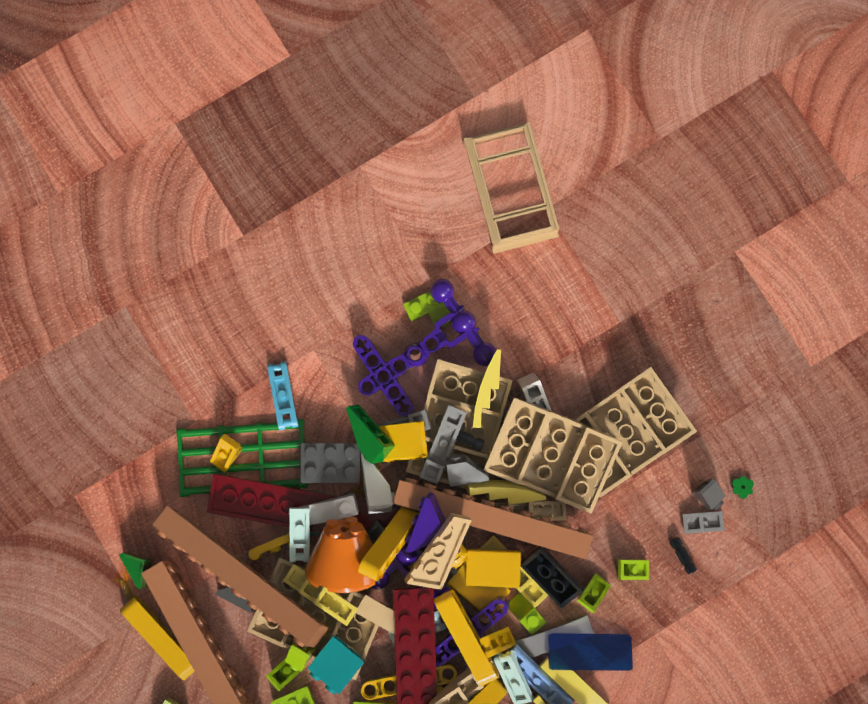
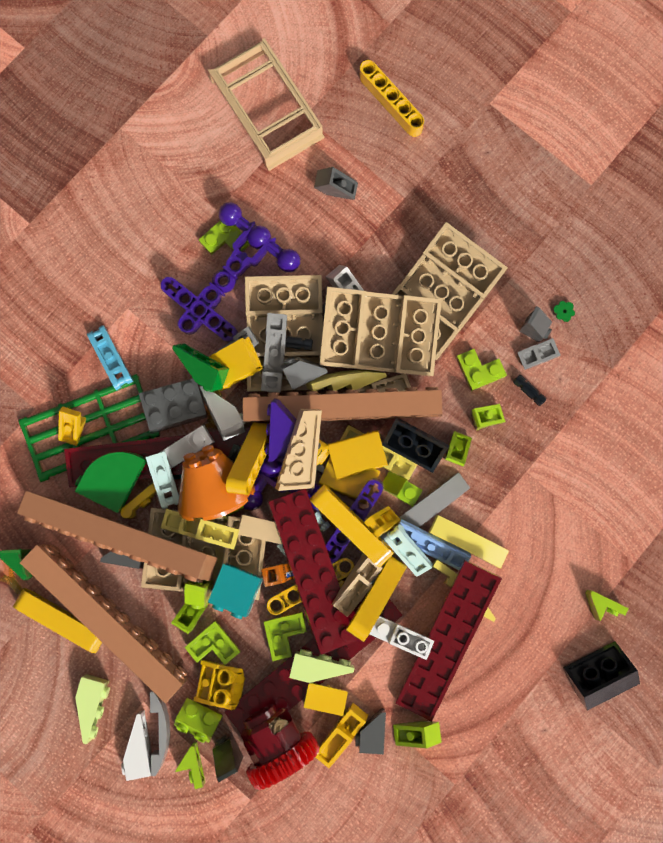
camera: 20 degrees left, 0 degrees up
(250, 517) = (111, 479): none -> green brick
(382, 661) = (279, 574): none -> orange leg
(489, 382) = (299, 283): light yellow slope -> none
(555, 289) = (335, 183): none -> dark grey slope
(590, 652) = (471, 504): clear blue piece -> none
(635, 524) = (478, 374): none -> lime plate
(637, 209) = (390, 90): none -> yellow beam

